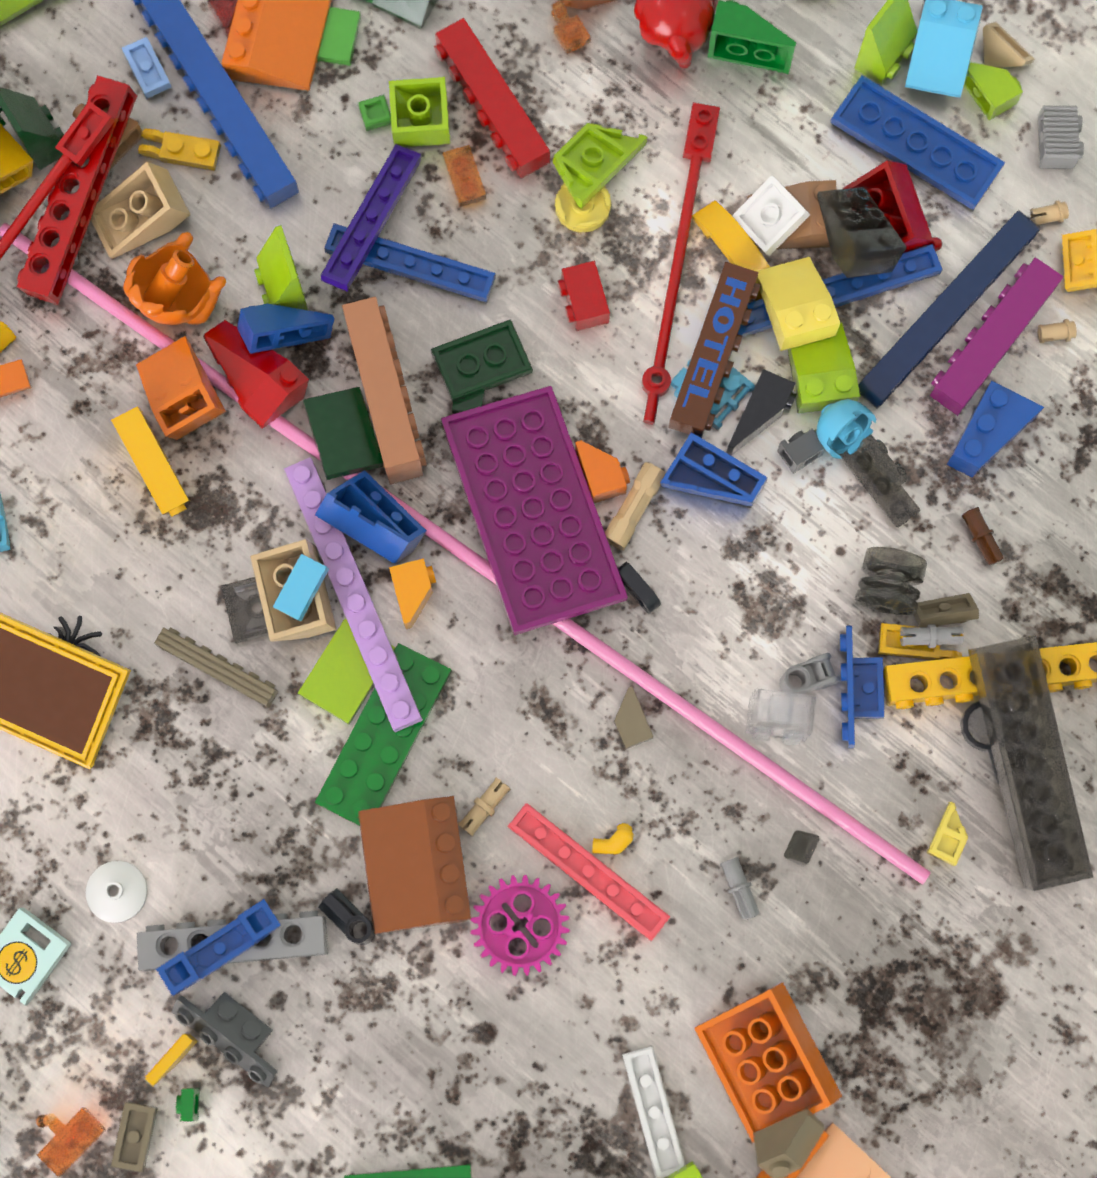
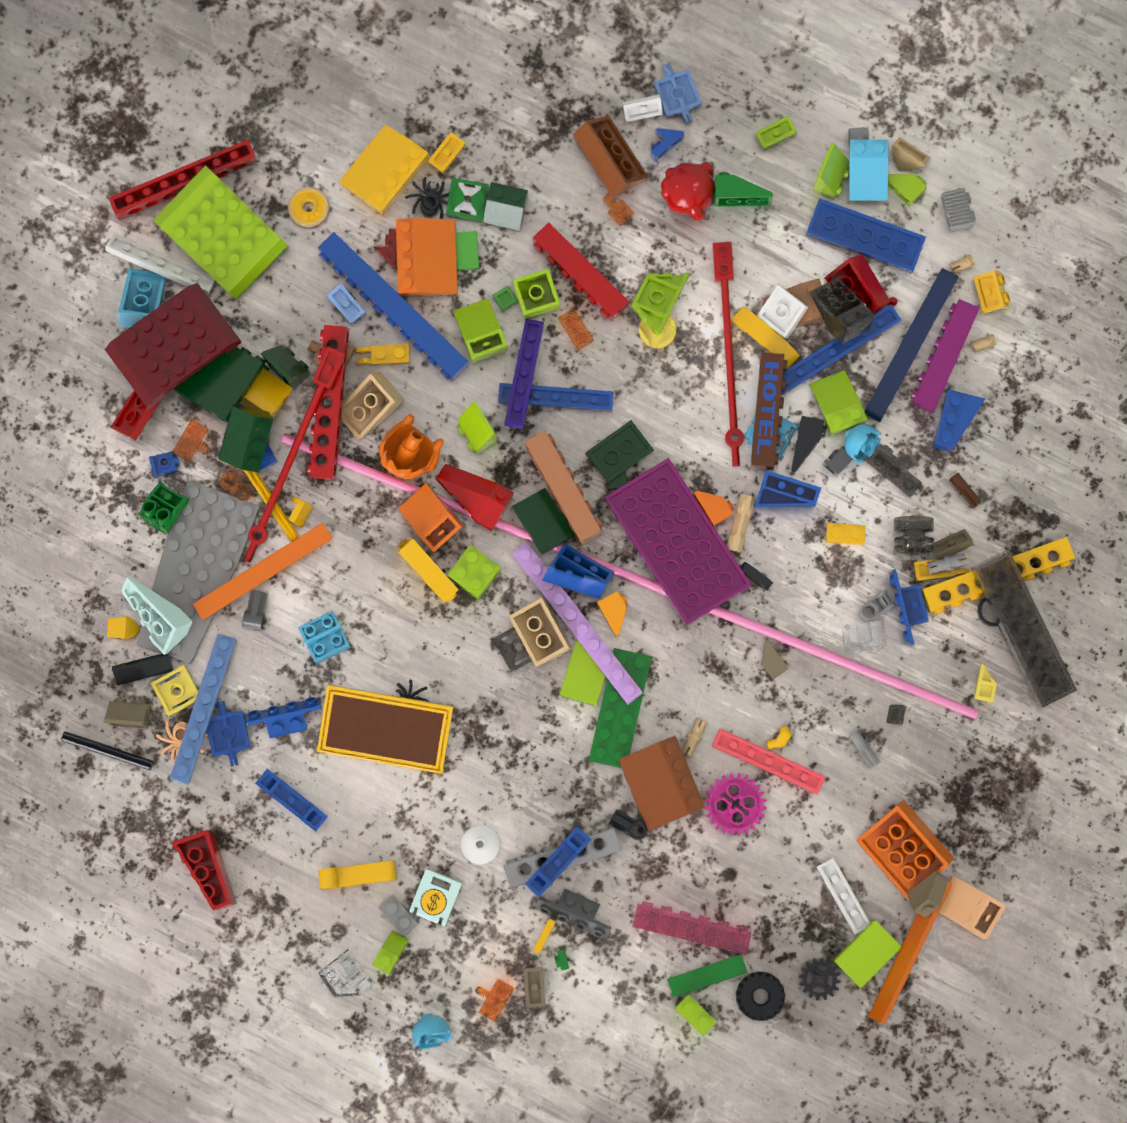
camera: 10 degrees left, 5 degrees up
(216, 666) = (503, 690): dark tan piece -> none
(220, 482) = (474, 572): none -> lime brick
(278, 326) = (483, 462): blue slope -> none
(301, 587) = (547, 629): medium azure tile -> none
(326, 147) = (480, 330): none -> lime slope
(402, 1105) = (692, 929): none -> clear pink brick
(584, 295) = (674, 392): red brick -> none
(788, 558) = (845, 534): none -> yellow plate
(797, 303) = (813, 366): light yellow slope -> none

